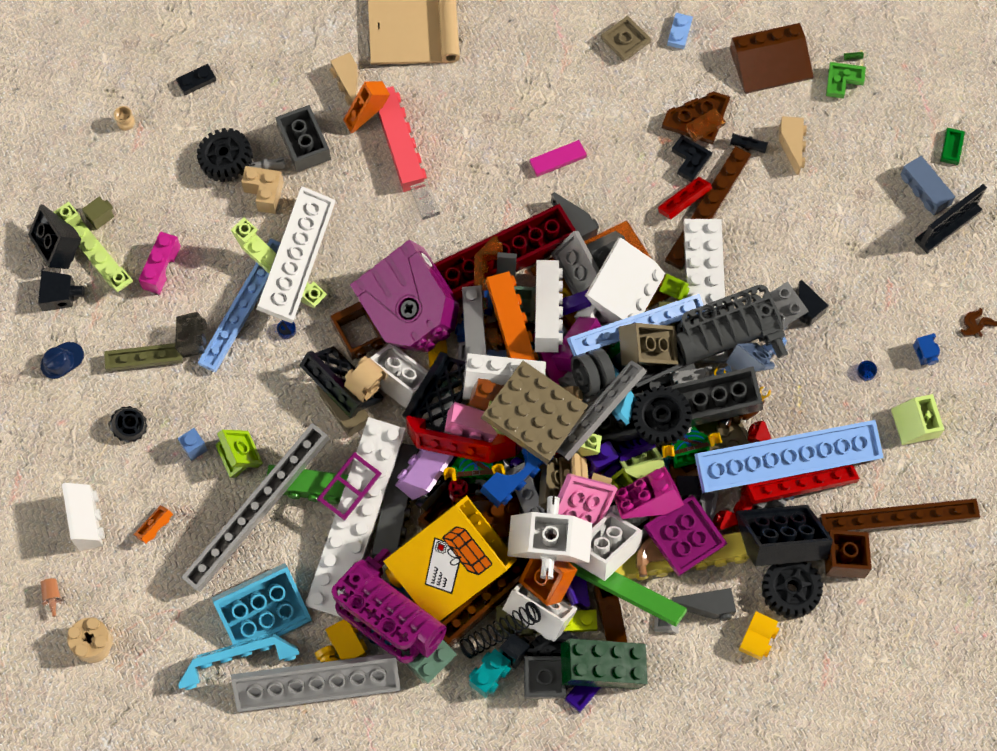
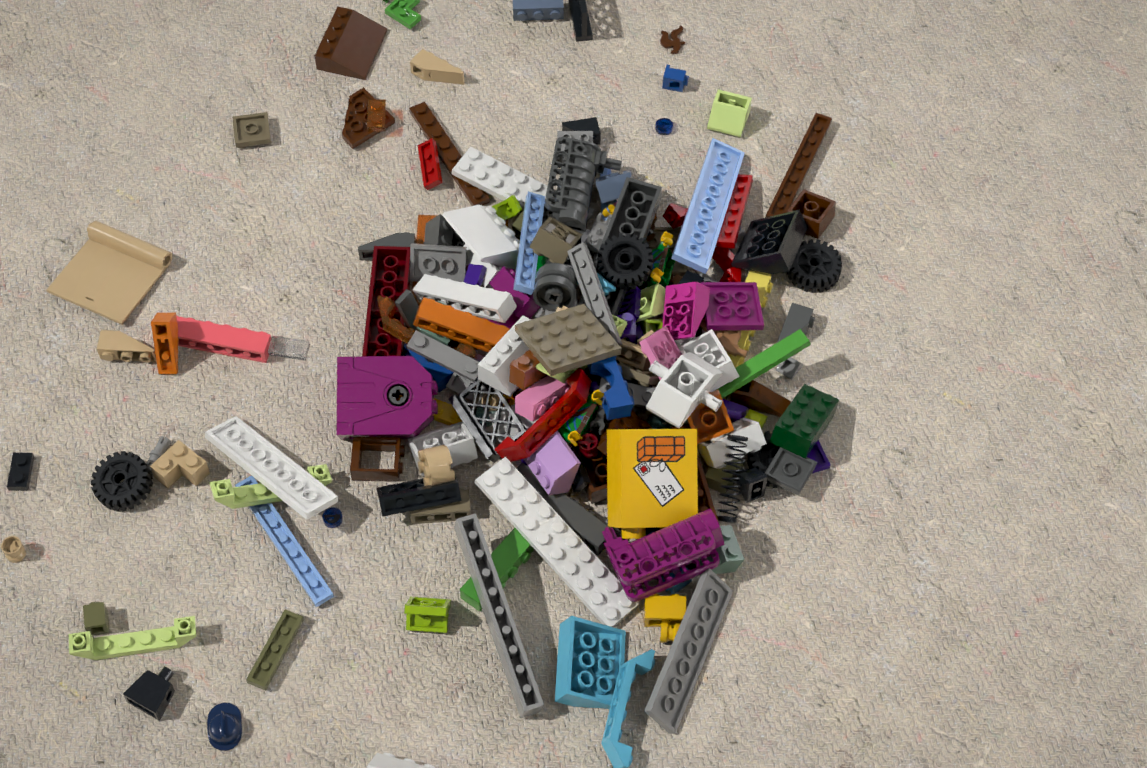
camera: 60 degrees left, 10 degrees down
(54, 238) = (95, 667): black slope -> none
(128, 424) = (334, 694): black piece -> none
(153, 524) = (450, 718): orange plate -> none
(154, 272) = (195, 593): dark pink arch -> none
(190, 334) = (284, 594): clear smoke brick -> none
(192, 444) = (394, 646): medium blue brick -> none
(303, 138) = (156, 409): dark grey brick -> none
(360, 494) = (542, 523): magenta window -> none
(490, 672) = (760, 512): teal brick -> none
(558, 158) = (324, 233): dark pink tile -> none
(679, 31) = (274, 91): light blue plate -> none
(694, 155) = (399, 138): black plate -> none
(748, 143) = (413, 98): black pin -> none
(758, 636) = (840, 308): yellow brick -> none

